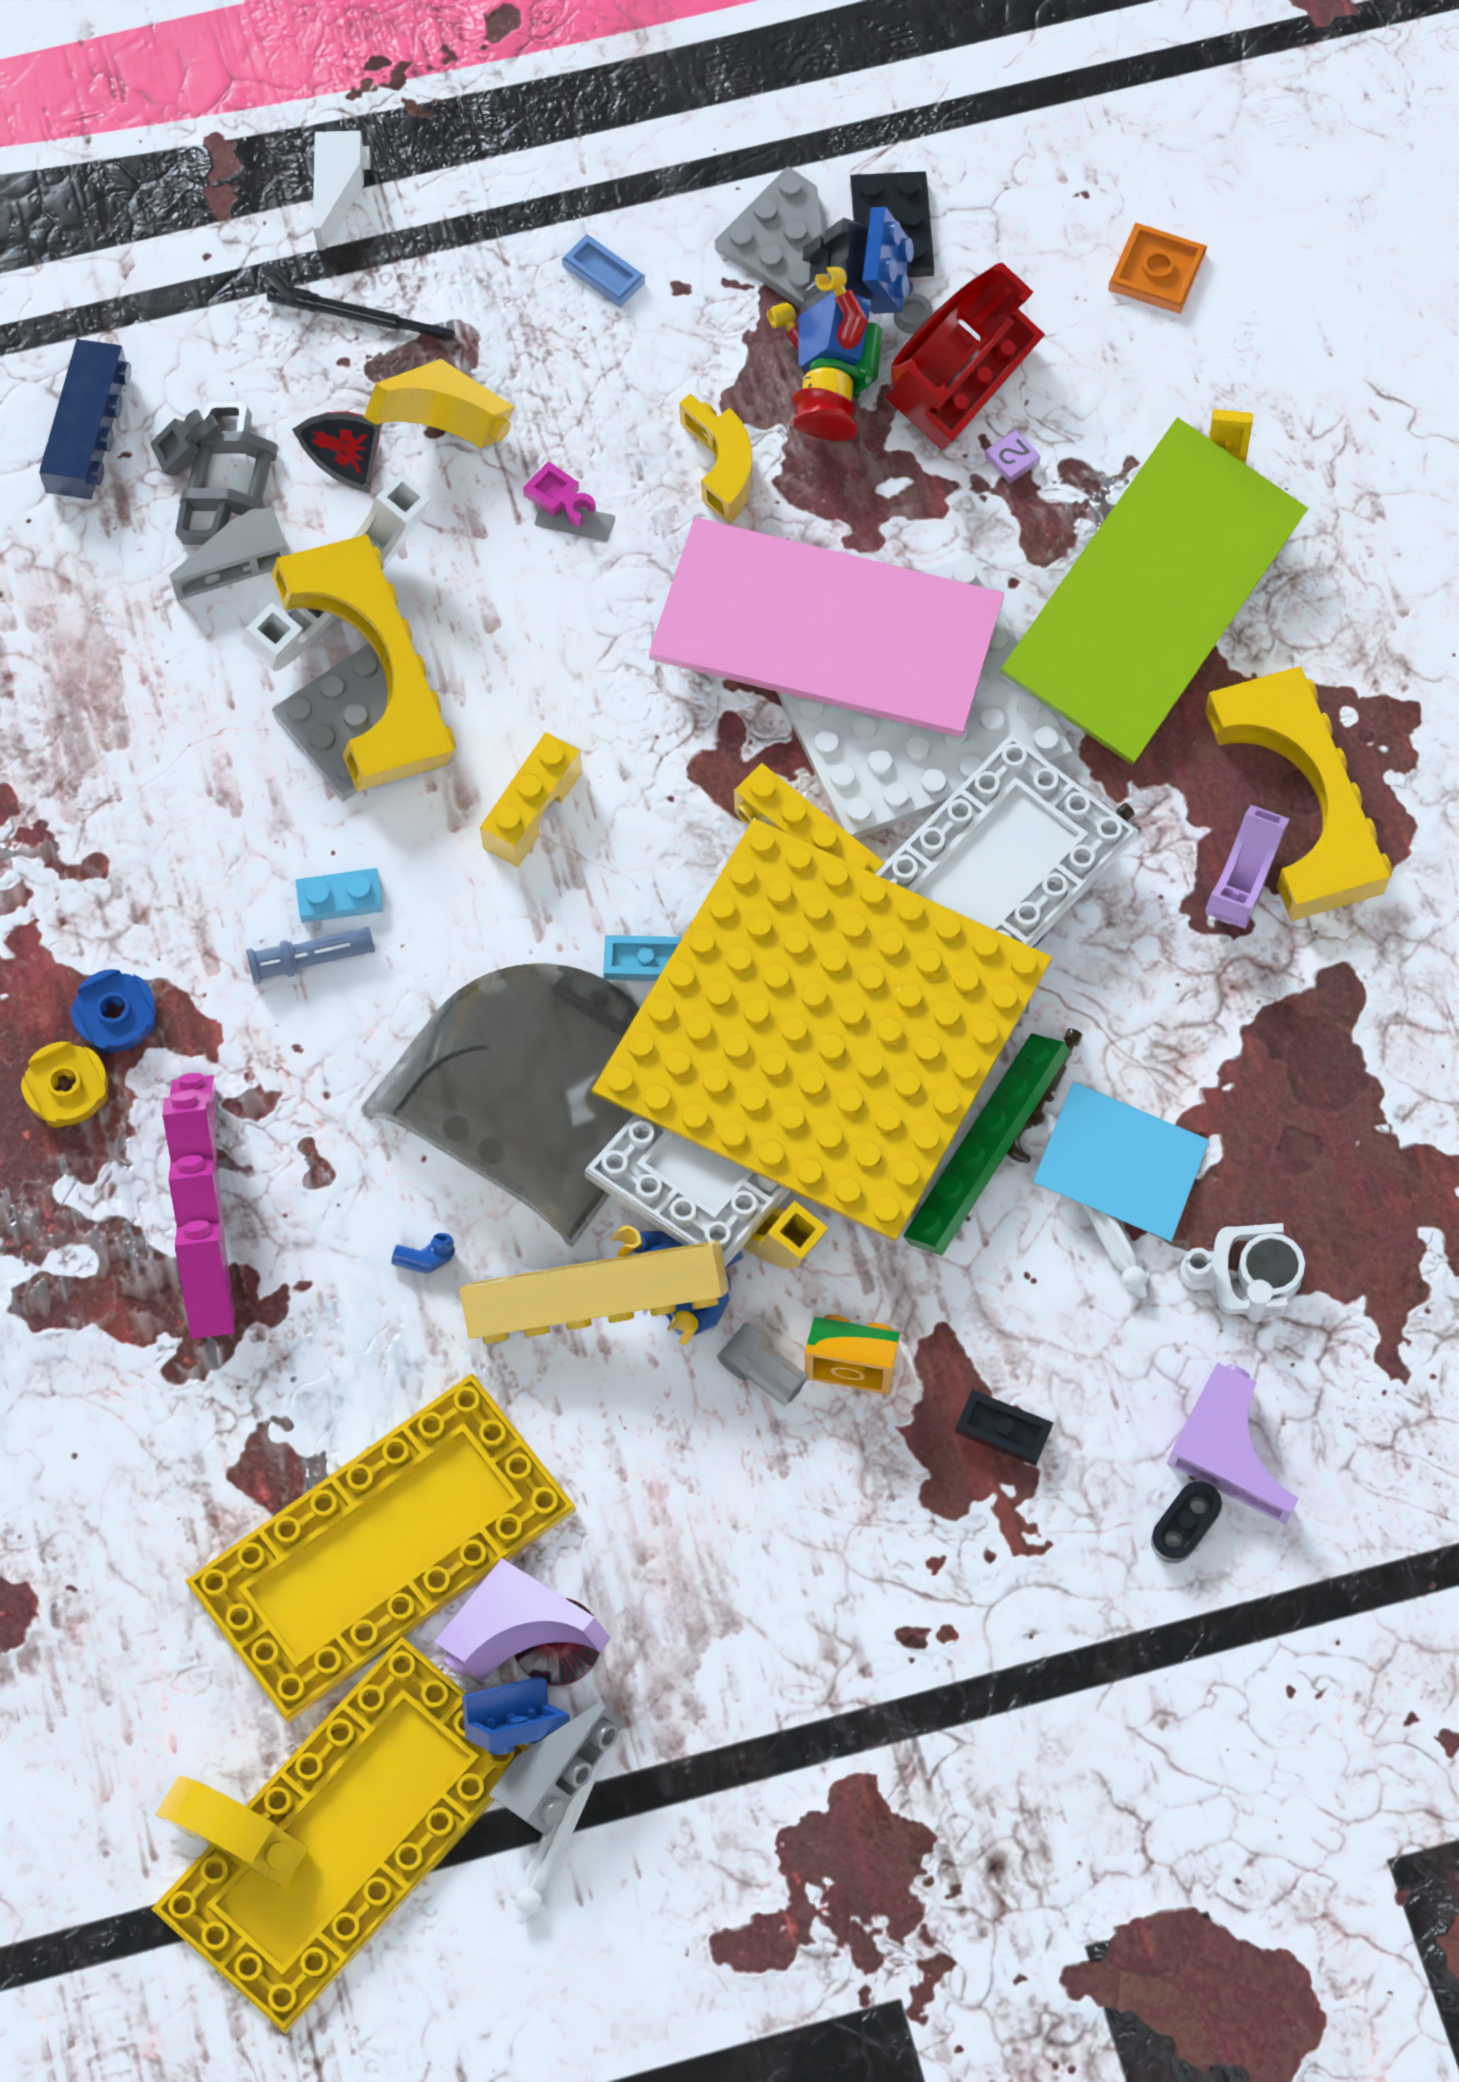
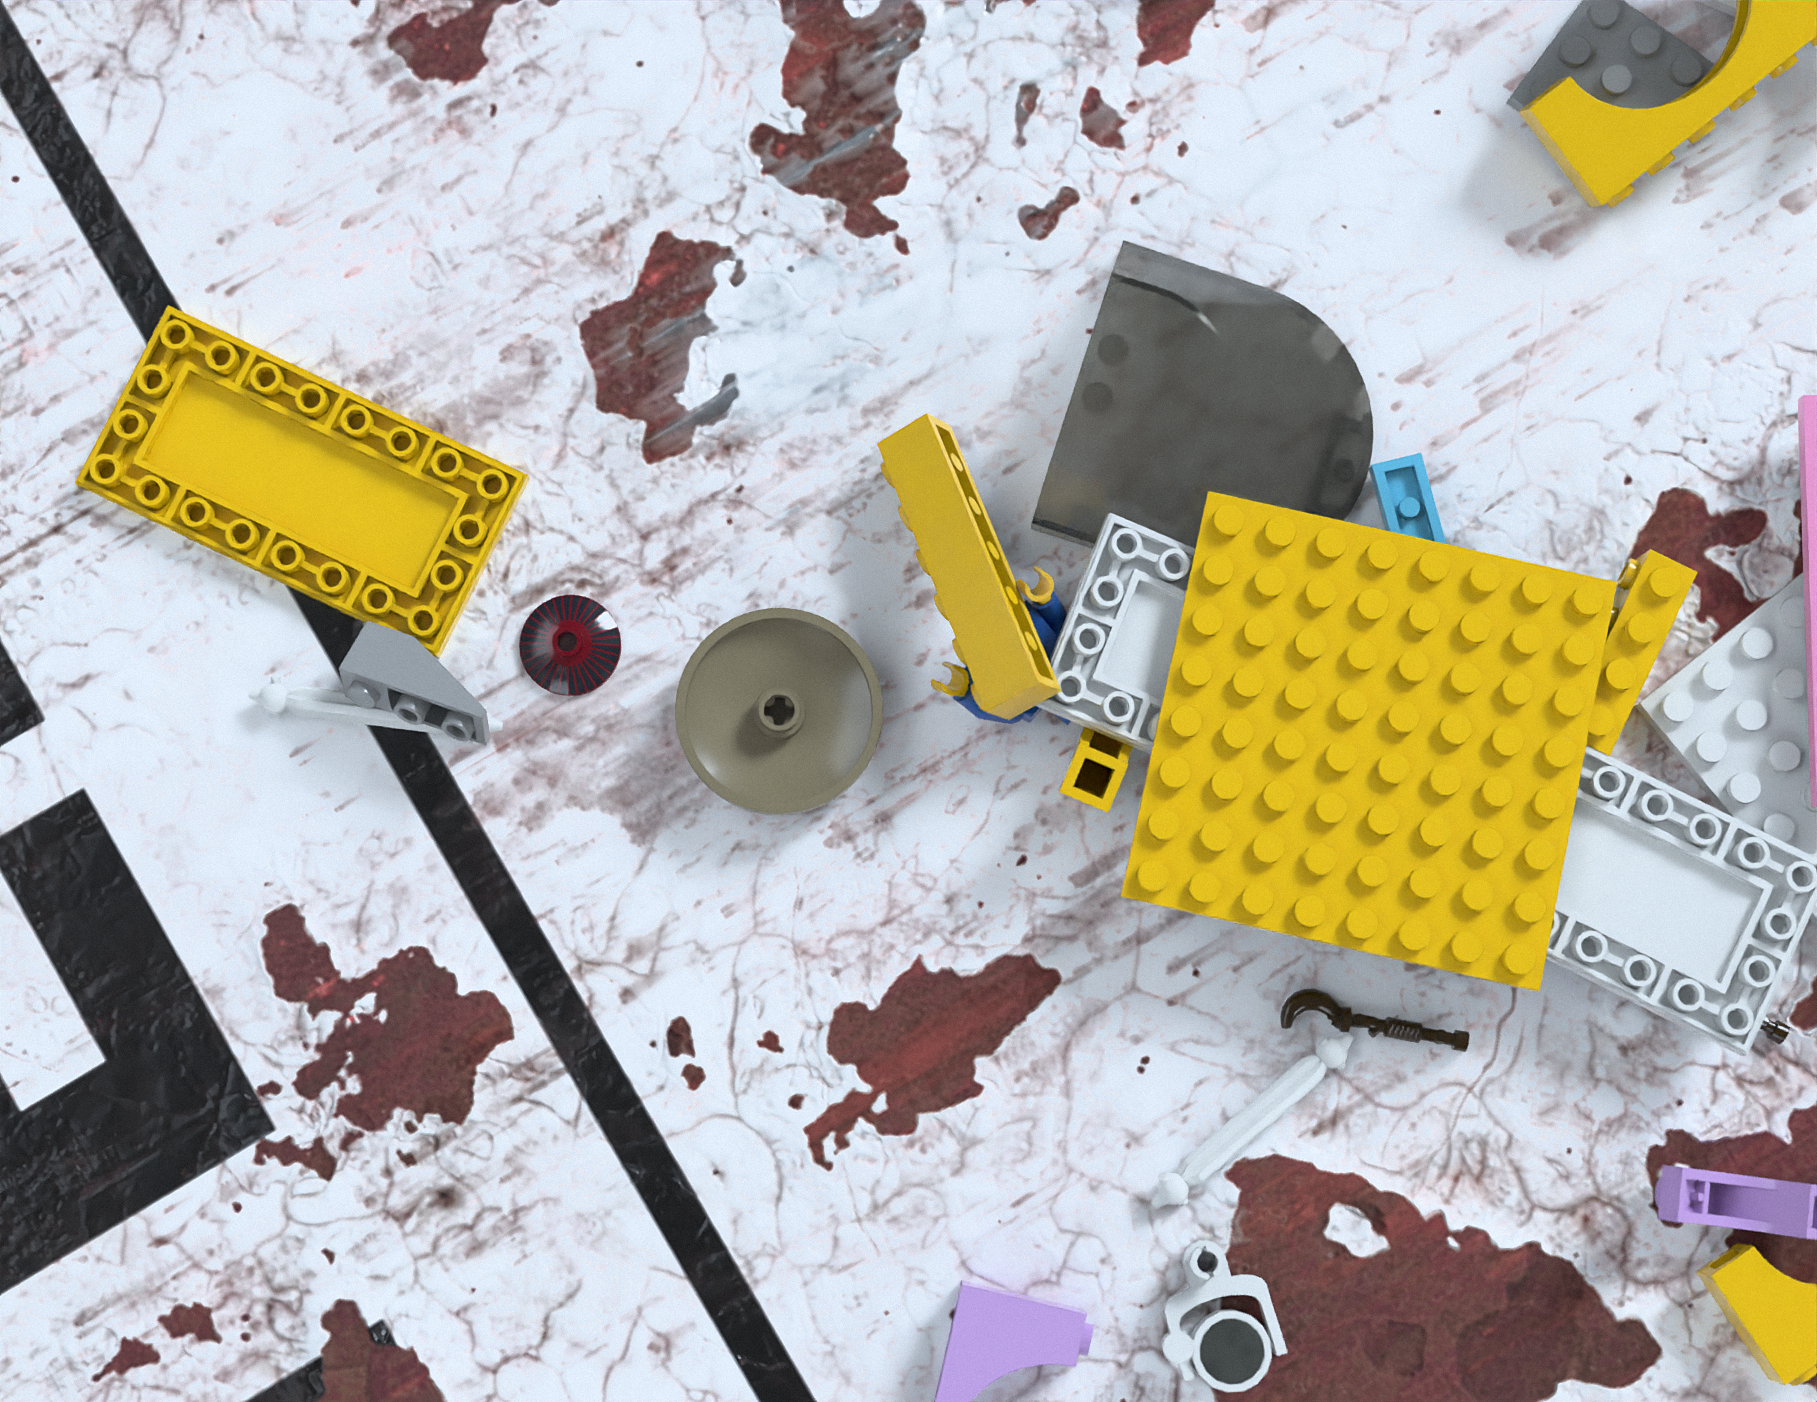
camera: 75 degrees right, 15 degrees up
(197, 1205) = (953, 82): dark pink arch -> none
(232, 1829) = (258, 358): yellow arch -> none
(339, 895) = (1383, 135): medium azure plate -> none
(359, 940) = (1288, 98): sand blue pin -> none
(380, 1547) = (626, 423): yellow tile -> none
(427, 1259) = (968, 371): blue arm -> none
(508, 1617) = (571, 582): lavender arch -> none
(510, 1715) = (457, 621): blue bracket -> none
(516, 817) = (1539, 304): yellow arch -> none
(666, 1476) = (779, 711): none -> dark tan dish
(753, 1357) = (948, 773): light grey piece -> none
(851, 1354) = (984, 880): light orange slope -> none
(986, 1144) = (1292, 972): green plate -> none
(1004, 1427) = (946, 1080): black plate -> none
(1121, 1161) = (1314, 1138): medium azure sticker -> none
(1184, 1523) = (890, 1321): black plate -> none

